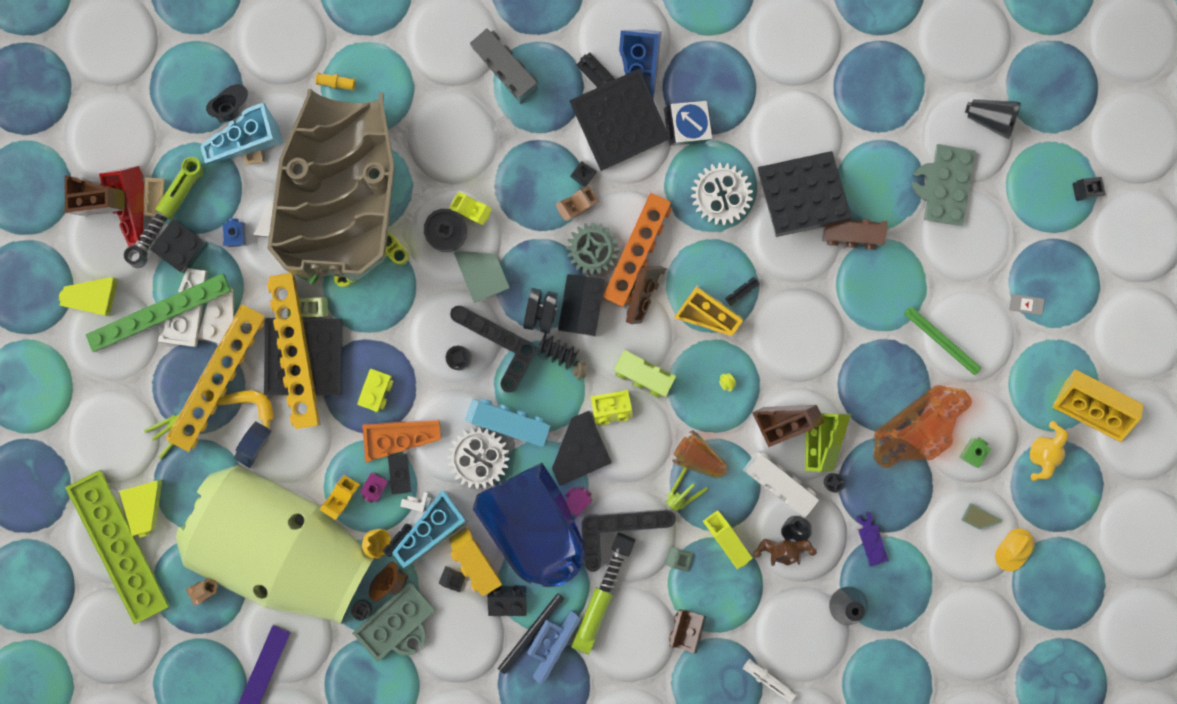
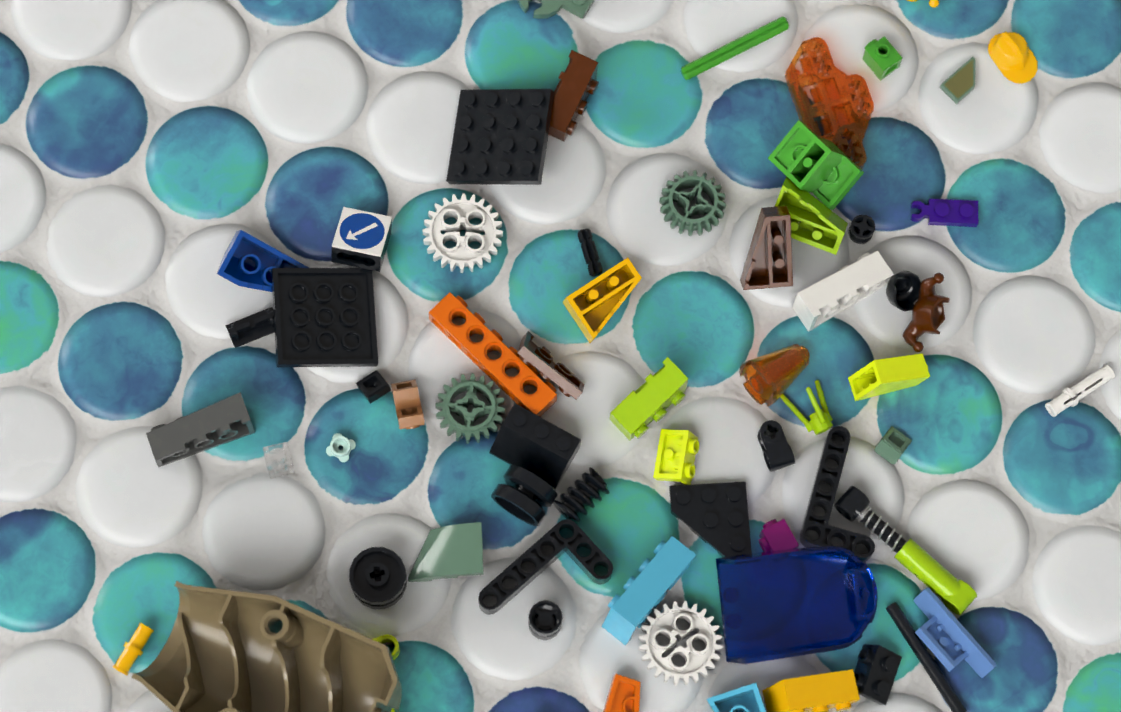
camera: 70 degrees left, 15 degrees down
(470, 208) = (366, 534): neon yellow brick -> none
(531, 163) = (339, 440): none -> light aqua plate
(579, 370) = (615, 479): dark tan plate -> none
(642, 477) = (776, 450): none -> black piece
(687, 630) = (986, 464): bracket -> none
(727, 382) = (695, 308): neon yellow plate -> none
(807, 343) = (701, 206): none -> sand green gear
(848, 605) = (1018, 265): black cone -> none
(867, 432) = (815, 165): none -> bright green bracket

